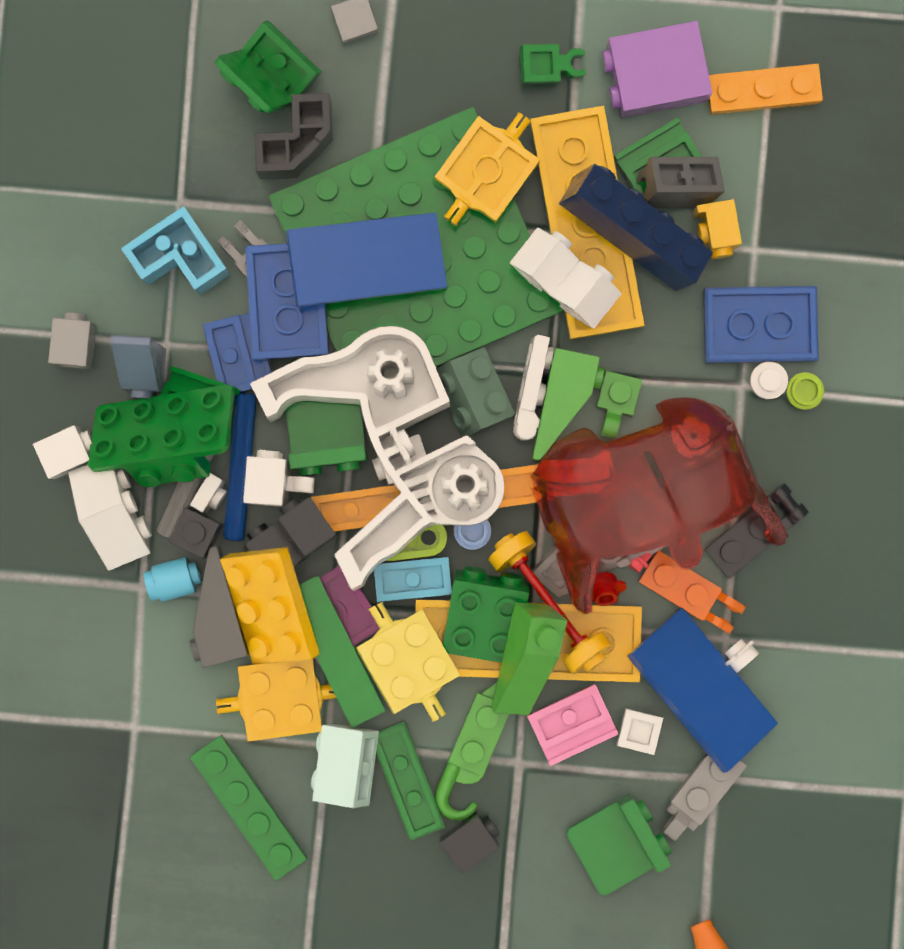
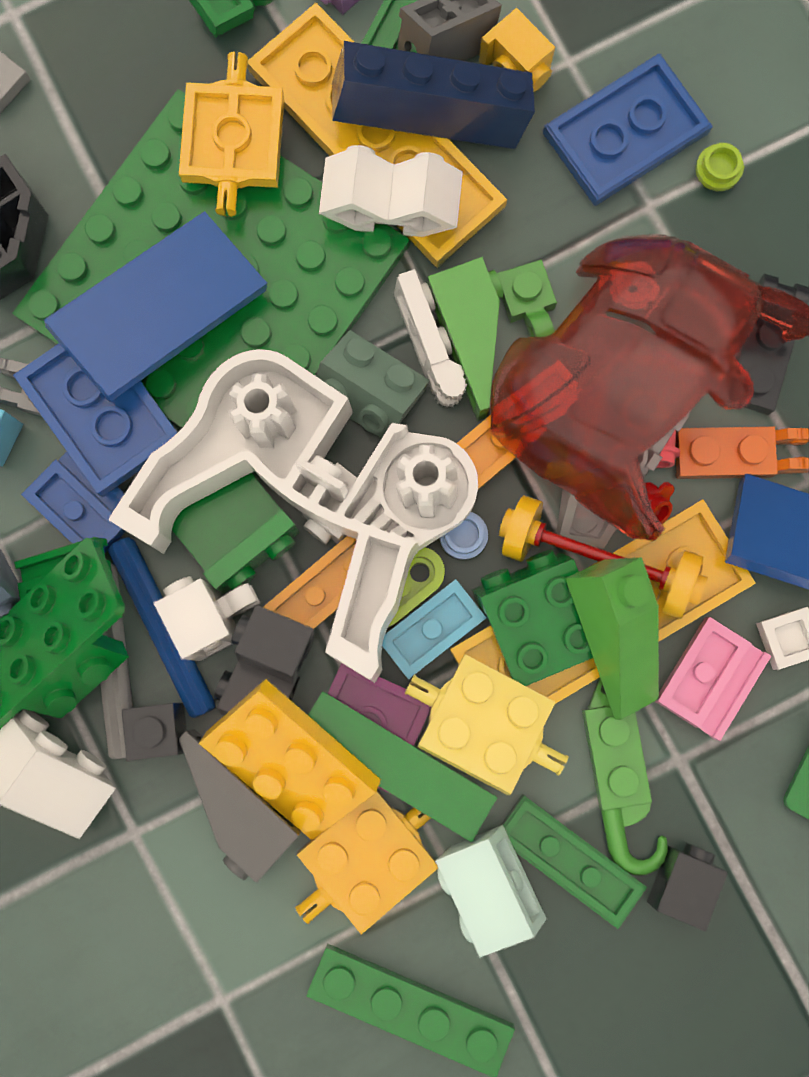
camera: 30 degrees left, 5 degrees down
(172, 579) = (160, 802): medium azure brick -> none
(210, 494) = (143, 677): white plate -> none
(769, 380) = (675, 179): white plate -> none

